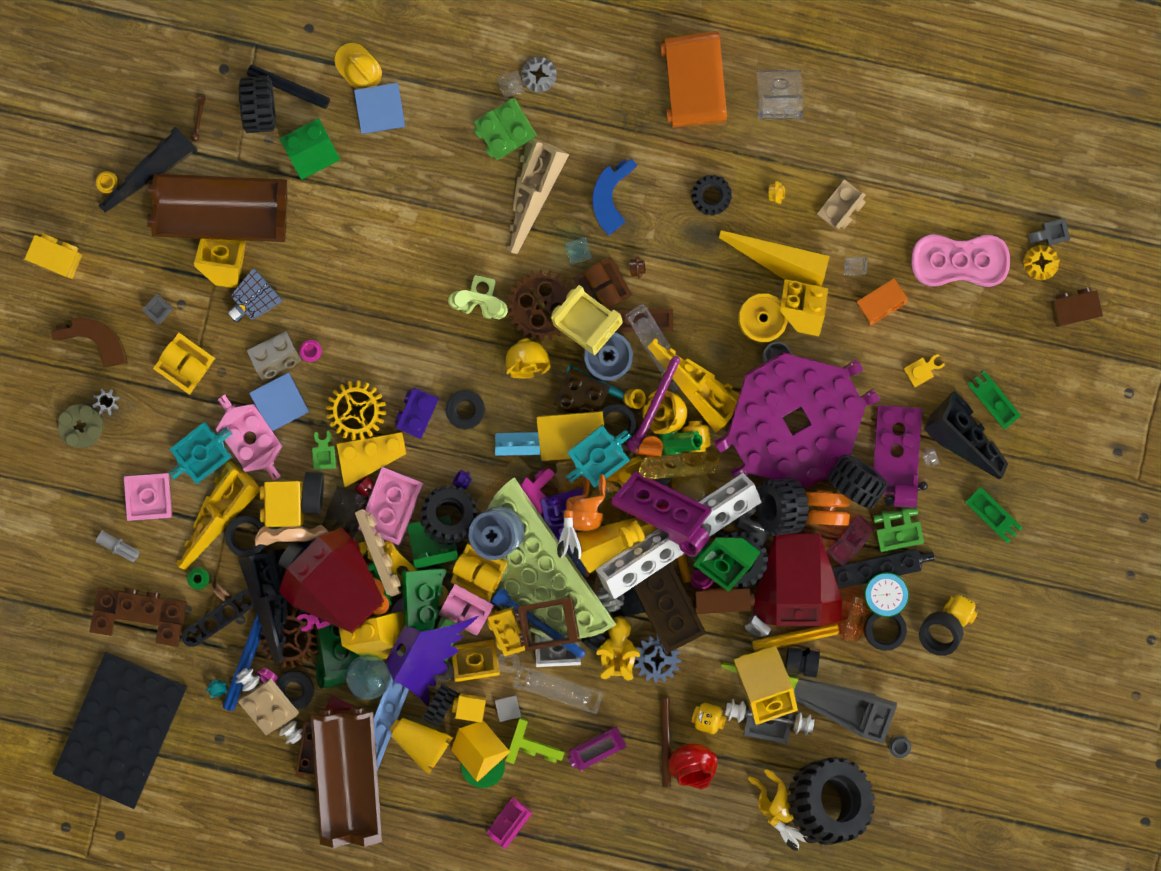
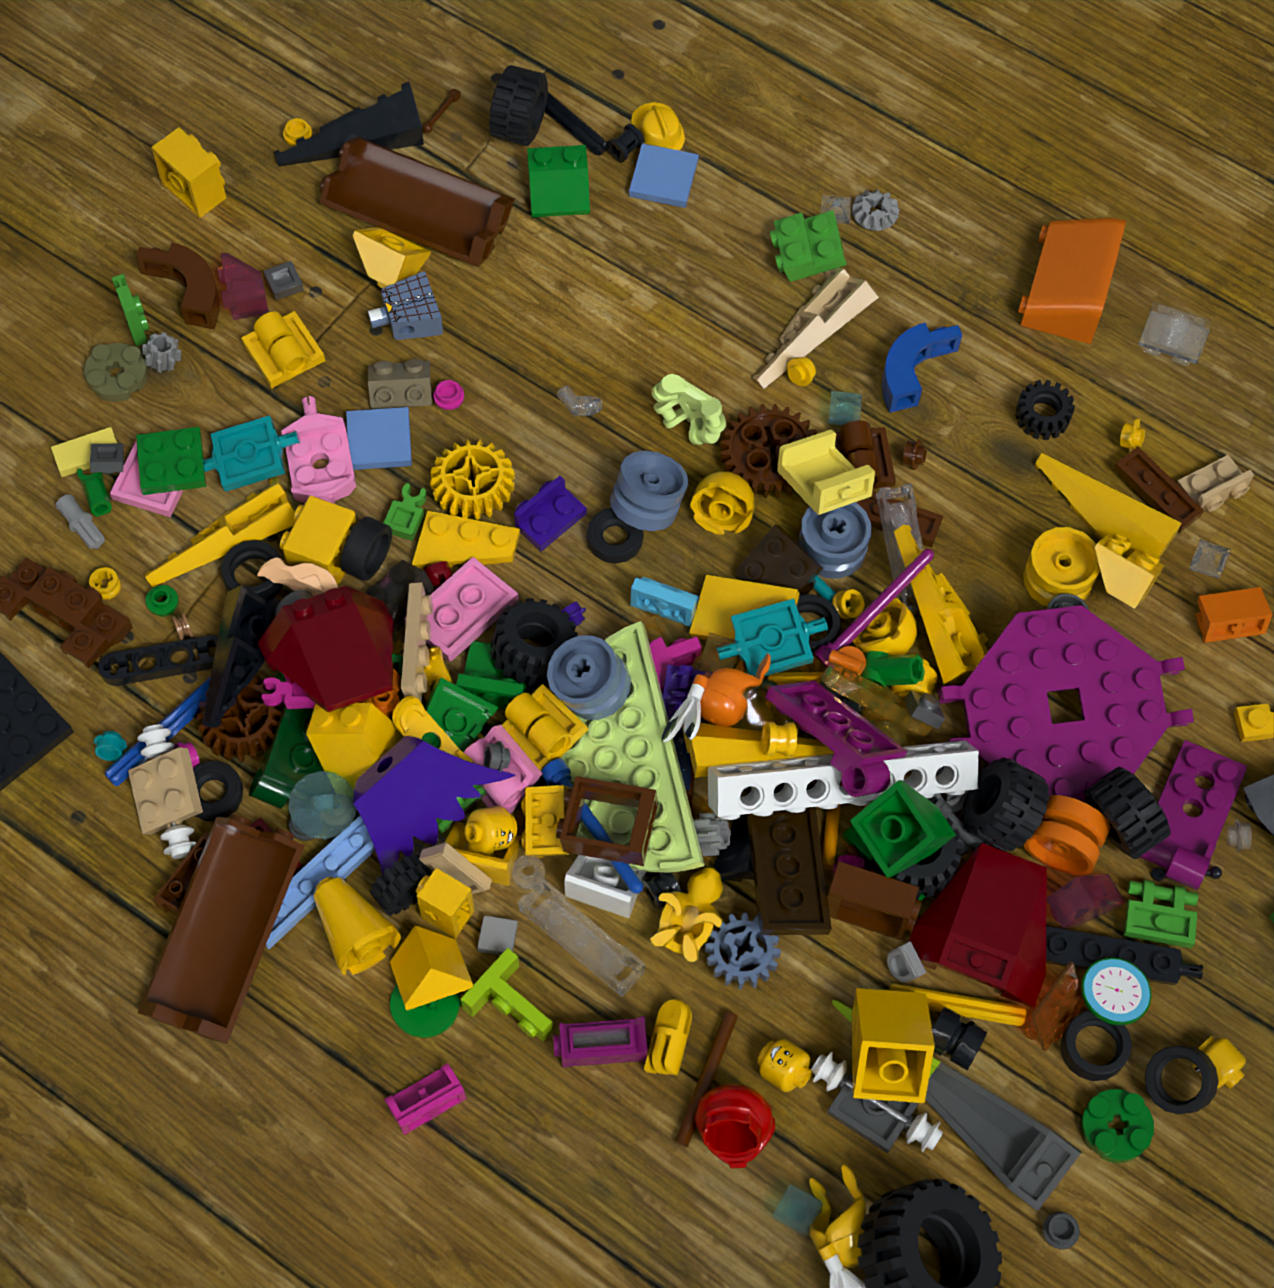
camera: 15 degrees right, 25 degrees down
(72, 384) = (132, 310): none -> bright green plate
(93, 493) = (77, 452): none -> light yellow tile
(113, 498) = (107, 458): none -> dark grey plate
(115, 520) = (95, 493): none -> green bar
(135, 328) = (244, 287): none -> clear pink slope
(148, 580) = (114, 583): none -> yellow bush
(155, 482) = (171, 461): none -> green plate
(342, 94) = (625, 143): none -> black bush
(400, 322) = (579, 405): none -> clear arm
(403, 609) = (413, 720): none -> yellow piece
(463, 610) = (496, 756): none -> dark grey plate
(467, 685) = (455, 865): none -> tan tile
(476, 376) = (648, 490): none -> sand blue wheel
(477, 651) = (490, 829): none -> yellow head
(538, 234) = (801, 371): none -> yellow plate
(635, 729) = (669, 1038): none -> yellow arm
(710, 459) = (924, 708): none -> flat silver plate
(747, 798) = (797, 1210): none -> clear light blue plate
(806, 226) = (1158, 488): none -> reddish brown plate
(924, 677) = (1129, 1109): none -> green plate

